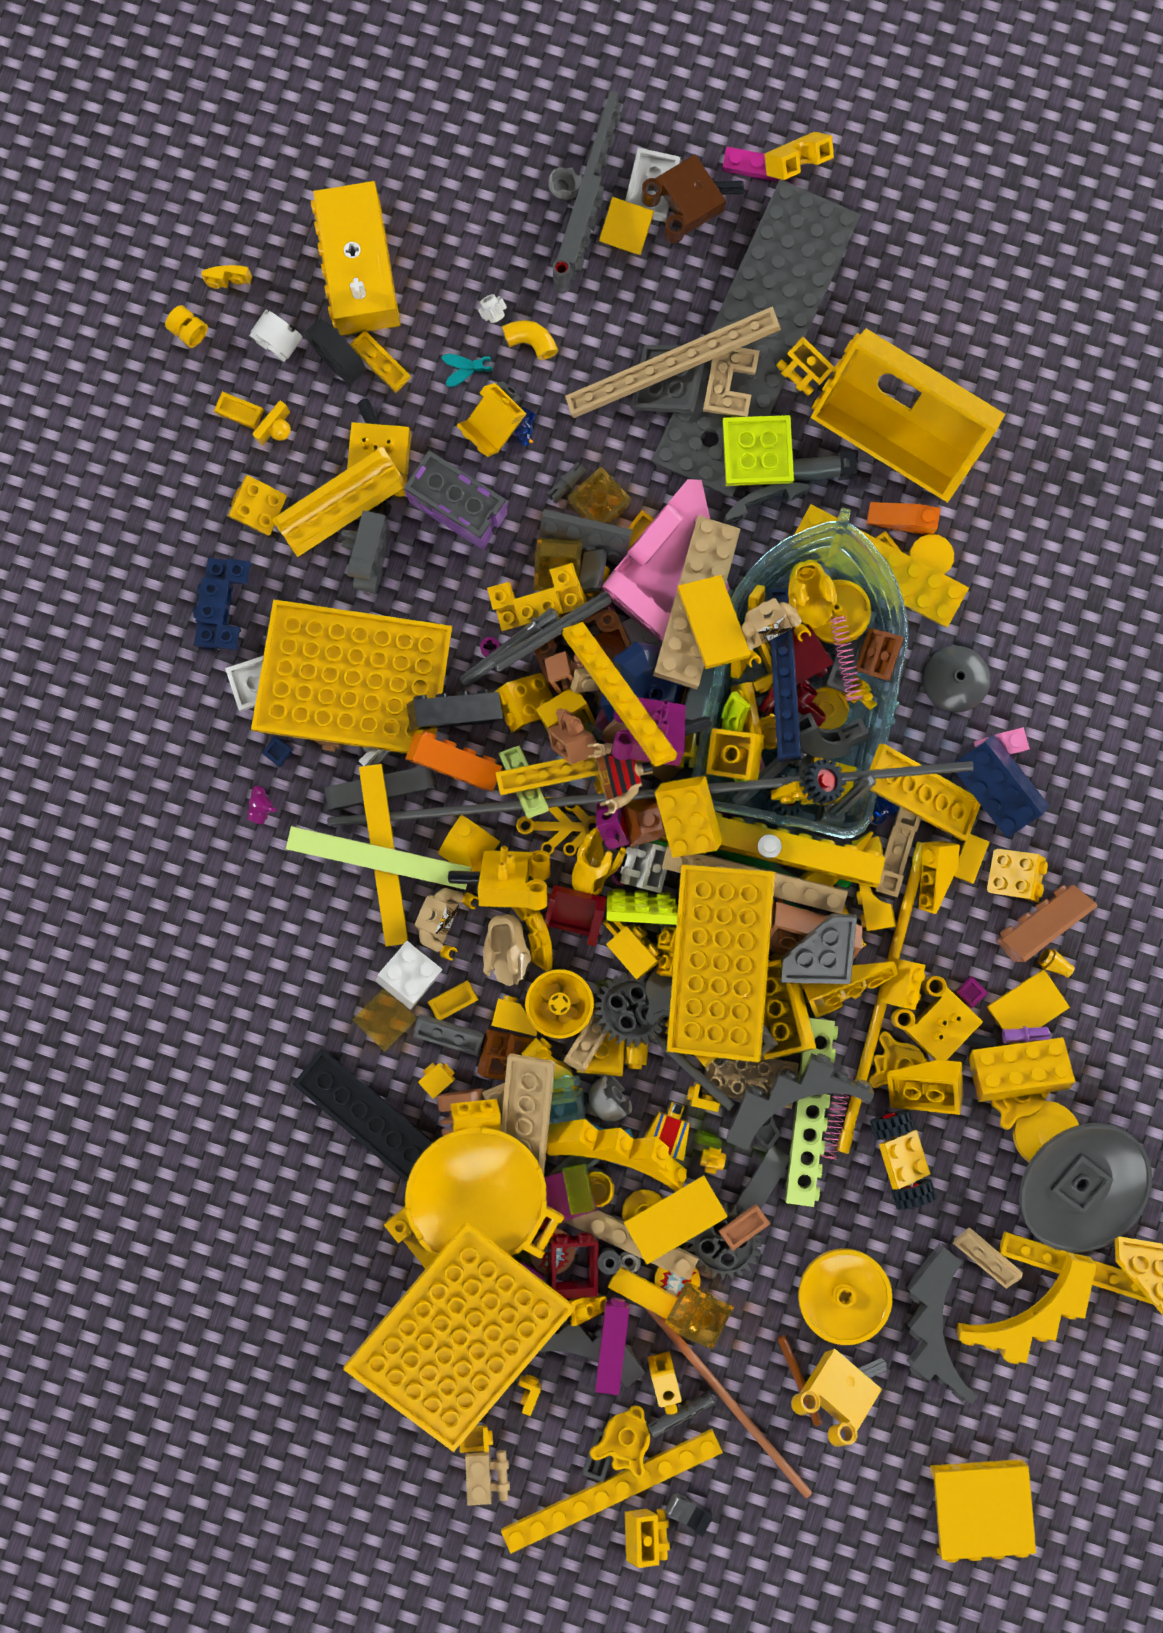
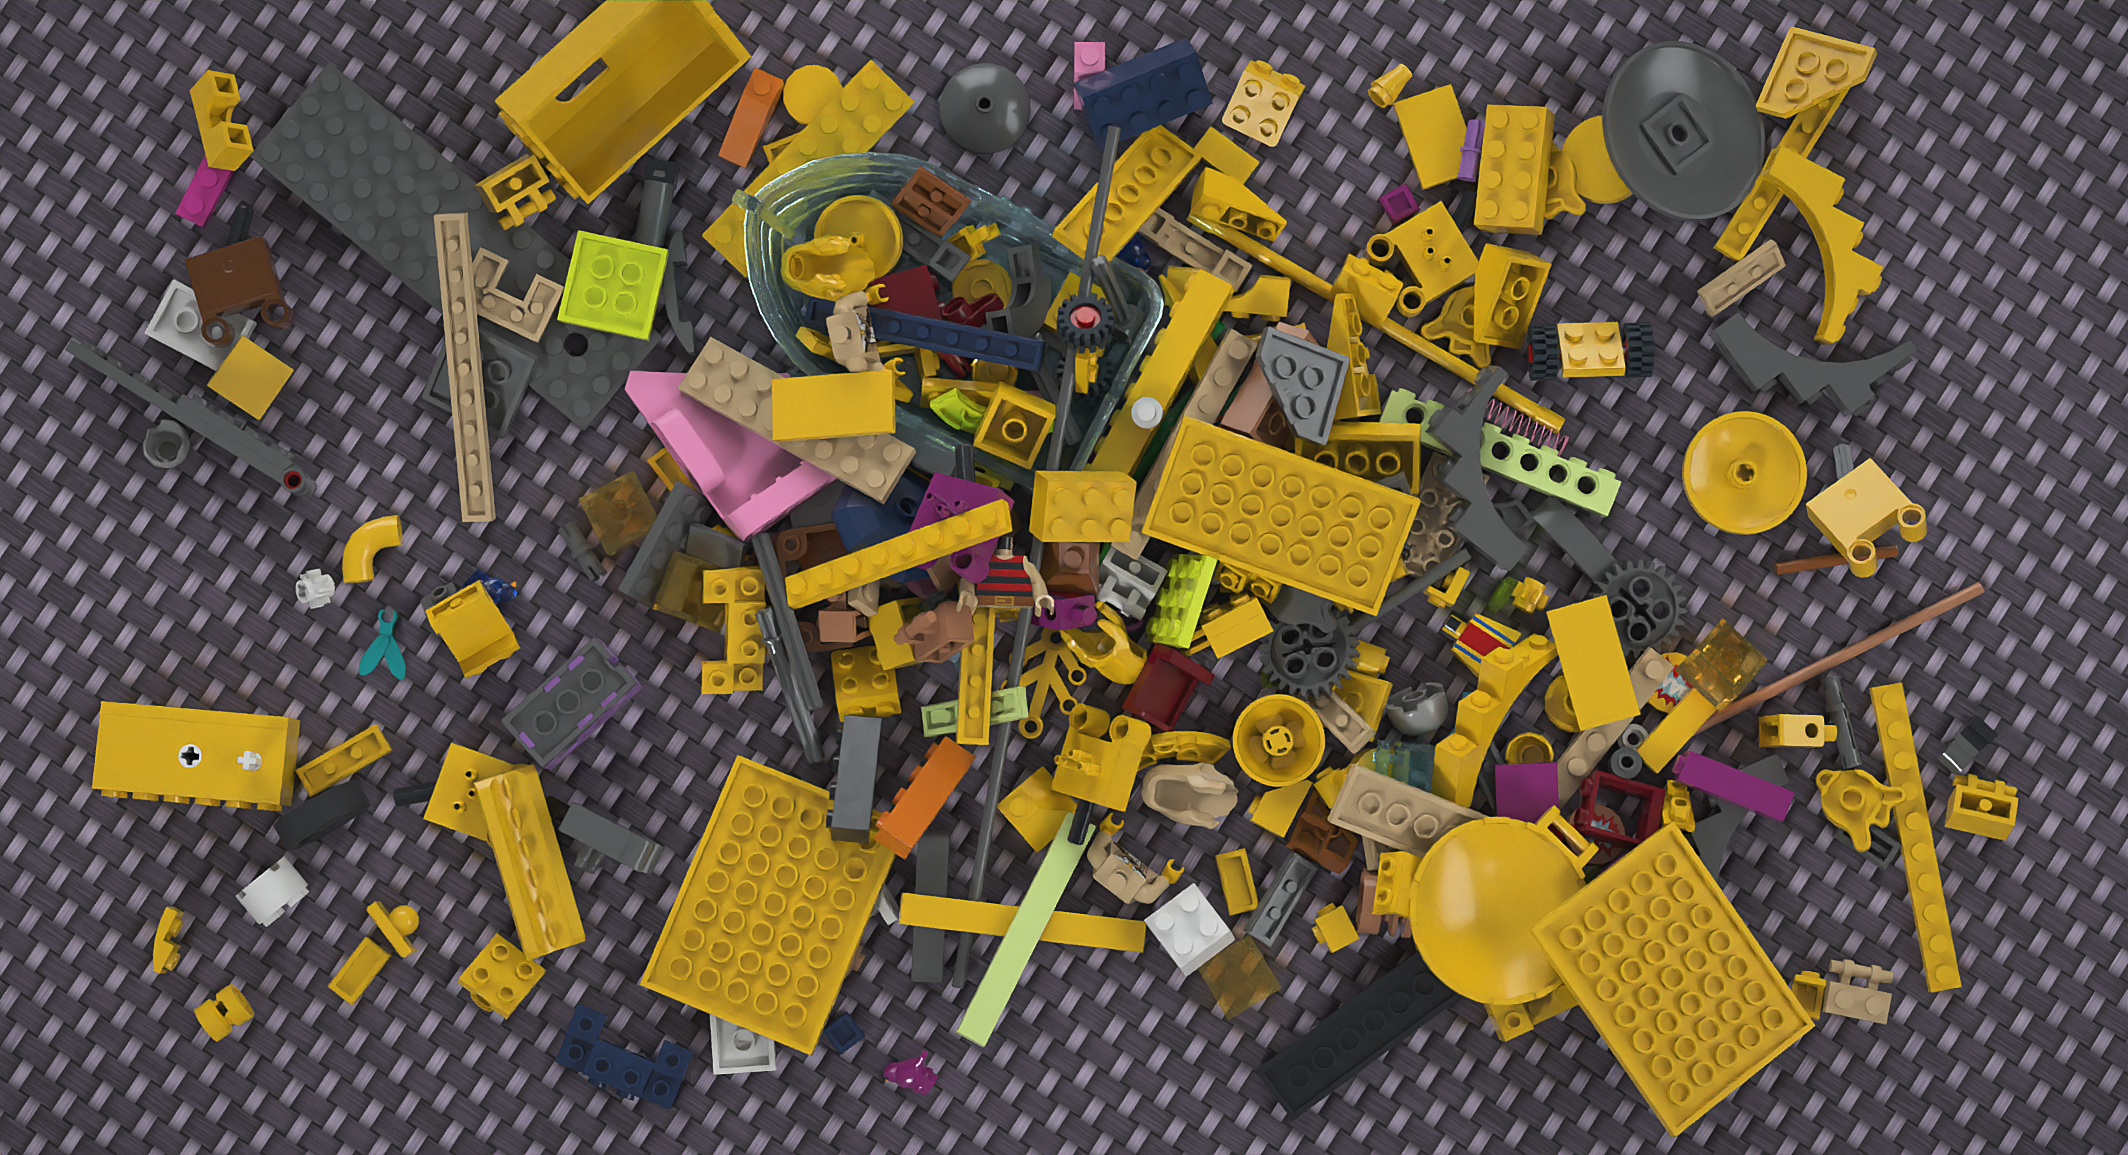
camera: 80 degrees left, 0 degrees up
(495, 642) = (774, 704): magenta bush -> none
(529, 1397) = (1772, 910): yellow bracket -> none
(578, 1189) = (1523, 777): clear neon green tile -> none
(744, 1227) = (1624, 577): nougat tile -> none
(848, 674) = (923, 239): bright pink piece -> none
(984, 1510) = (2052, 371): yellow panel -> none
(1045, 923) = (1335, 85): nougat slope -> none

